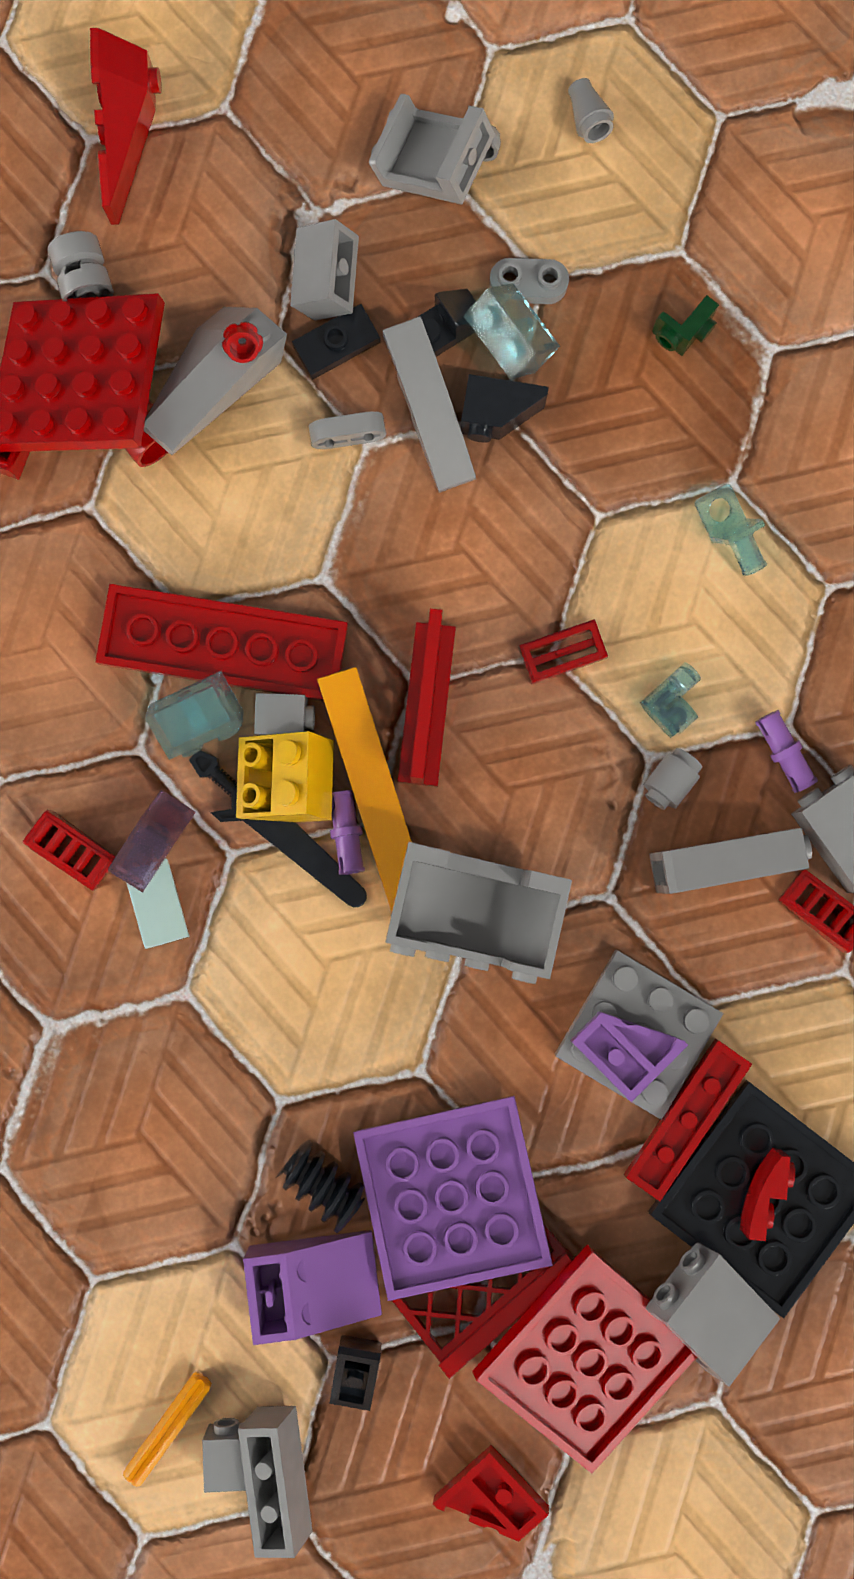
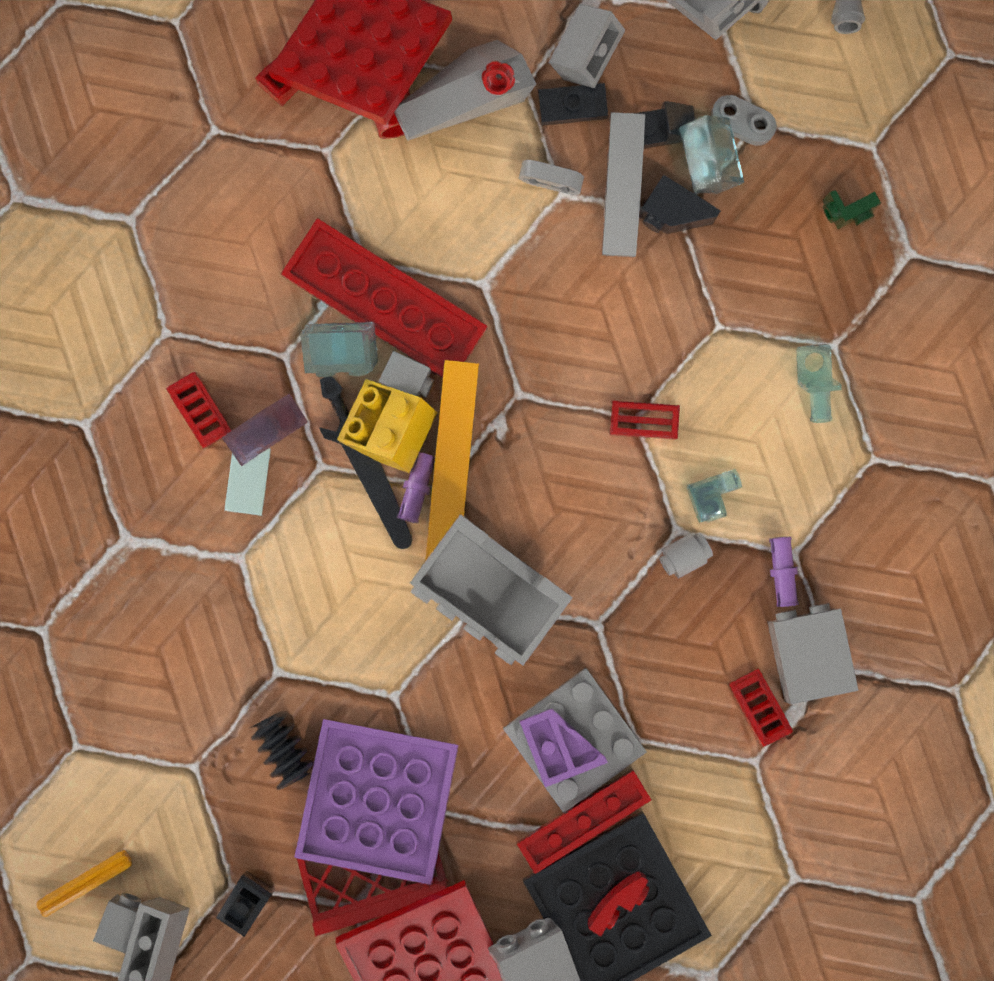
camera: 20 degrees right, 0 degrees up
(310, 1285) = (241, 821): medium lavender slope -> none
(427, 701) = (522, 414): red fence -> none
(730, 861) = (703, 636): light grey slope -> none

